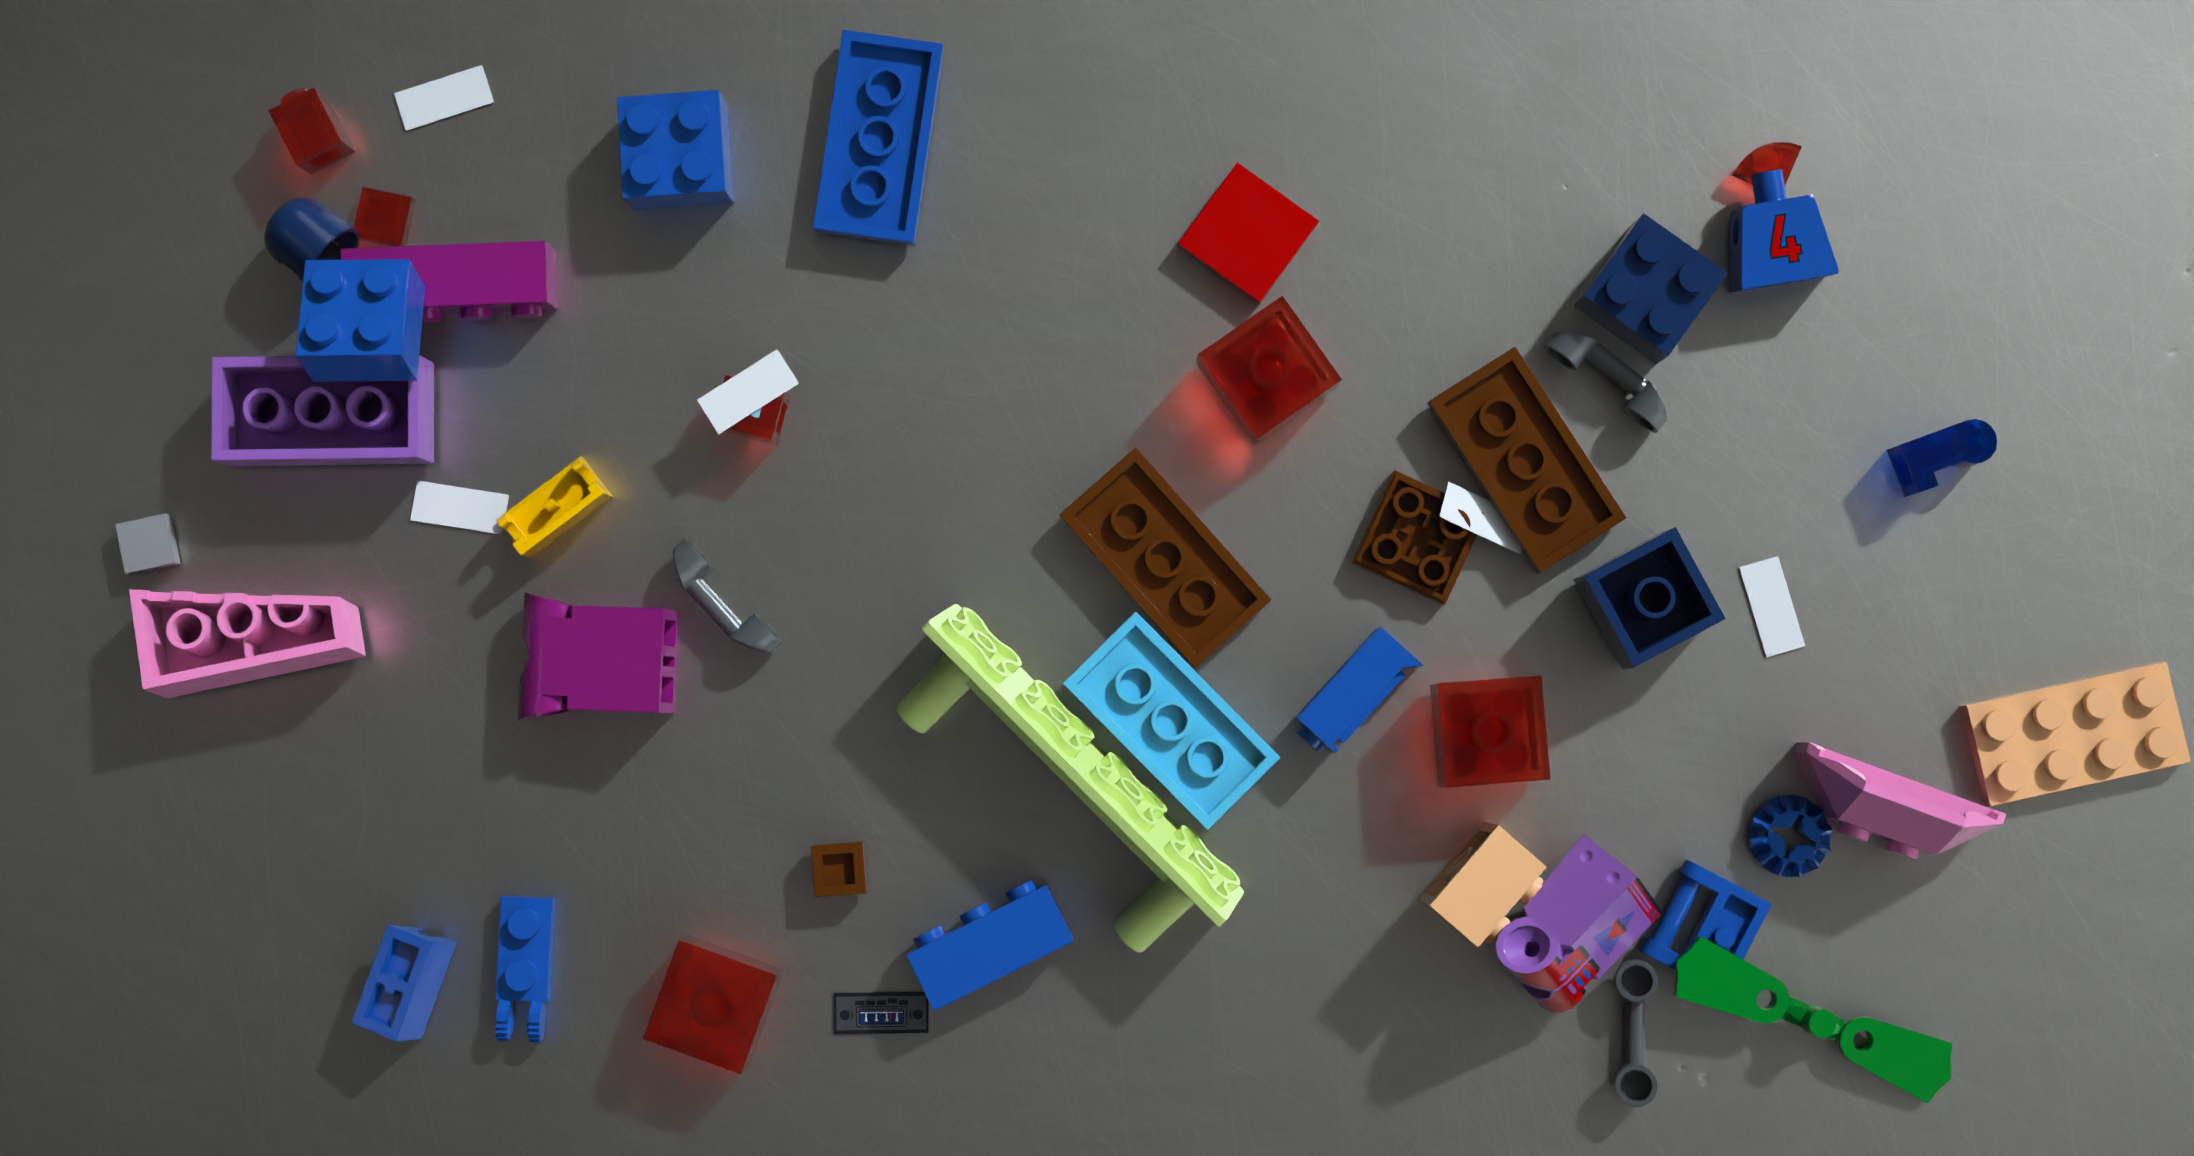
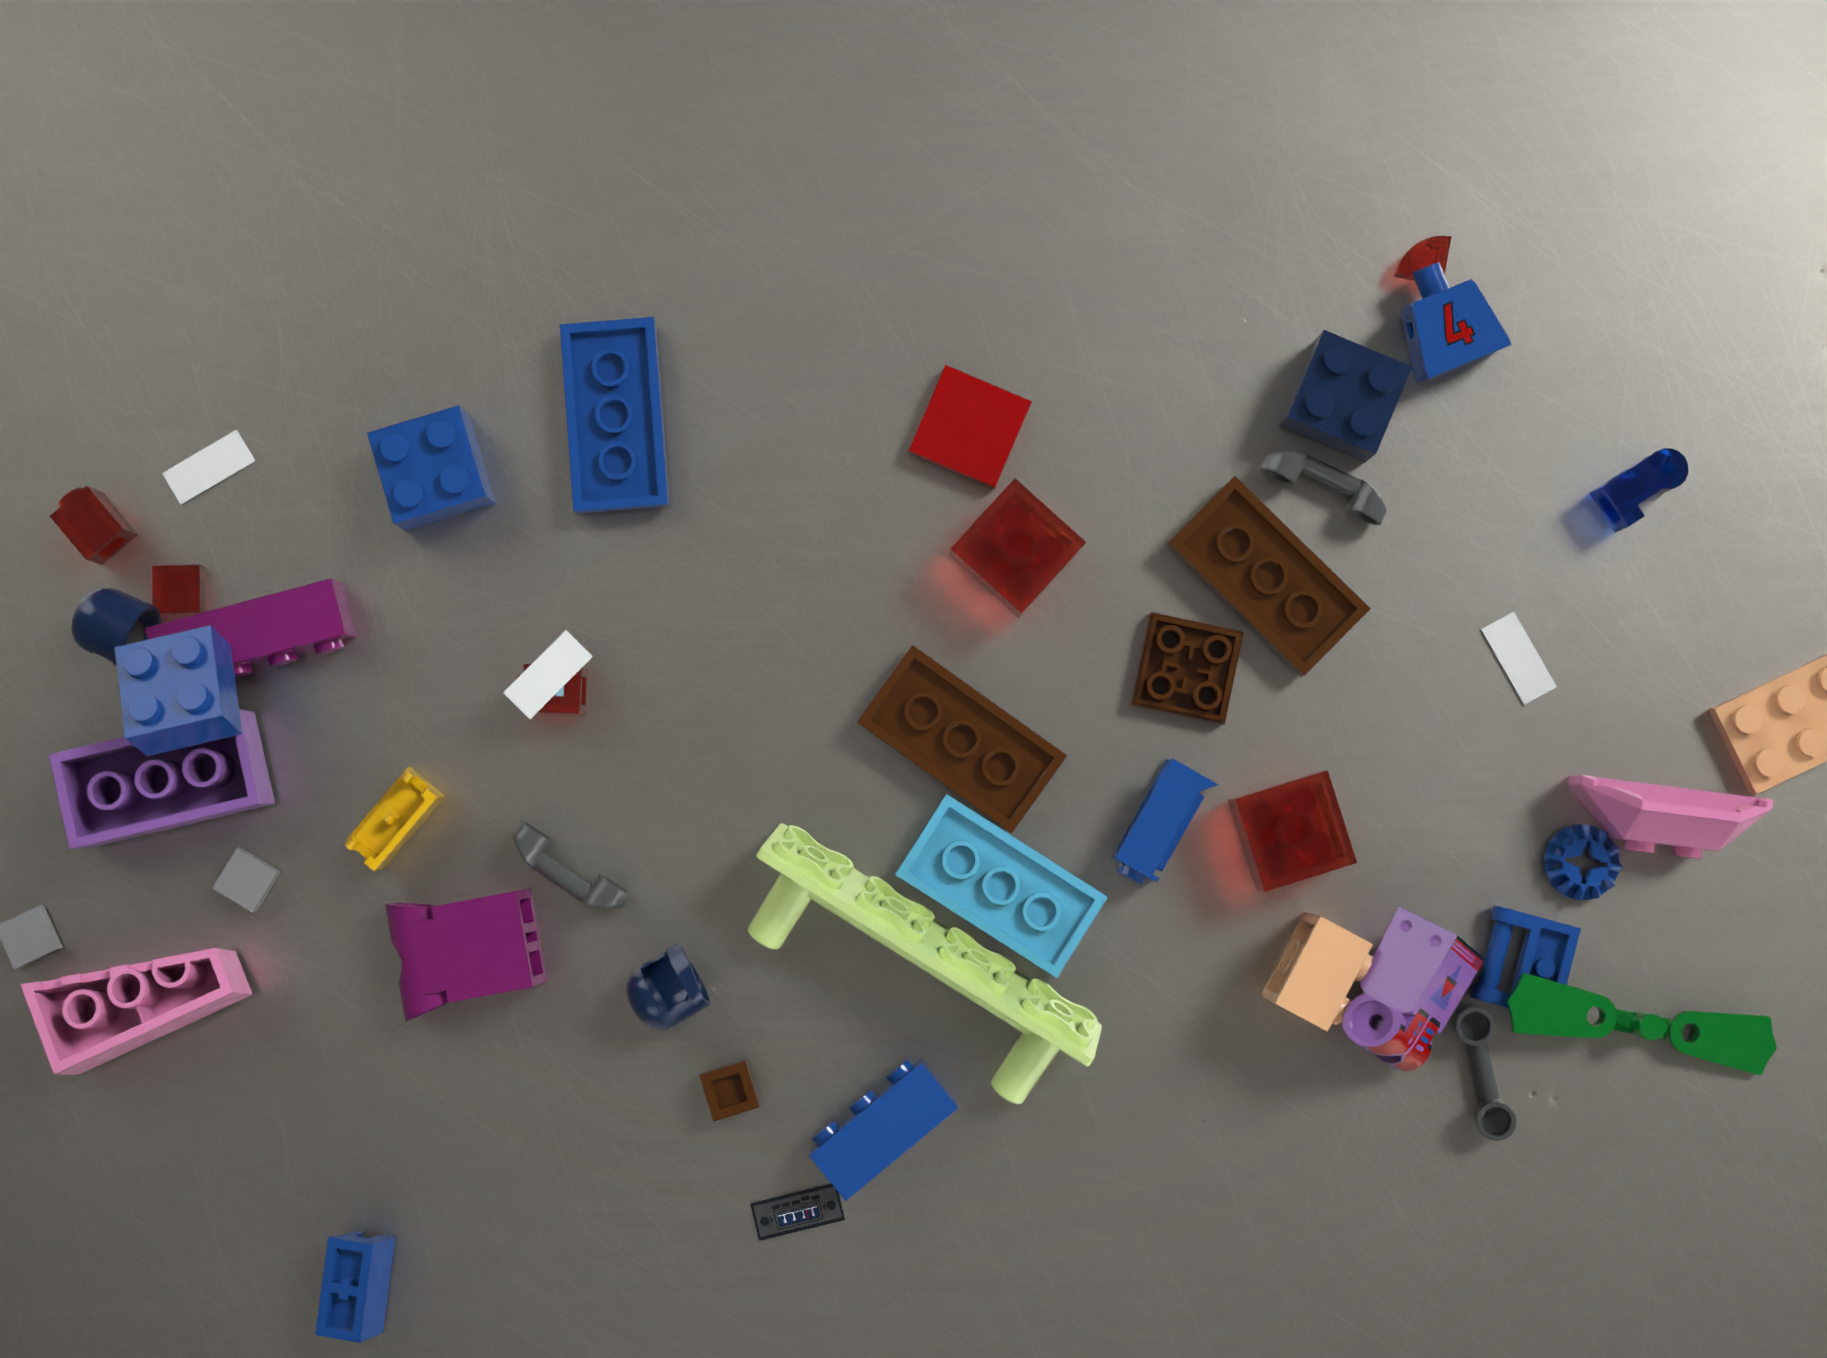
camera: 20 degrees left, 0 degrees up
(386, 535) = (246, 879): none -> light grey tile
(458, 507) = (306, 838): white sticker -> none
(524, 962) = (461, 1241): blue hinge -> none
(713, 1004) = (643, 1240): clear red brick -> none
(797, 749) = (666, 990): none -> dark blue helmet
(1488, 525) = (1247, 643): white sticker -> none
(1649, 599) = (1408, 677): dark blue brick -> none

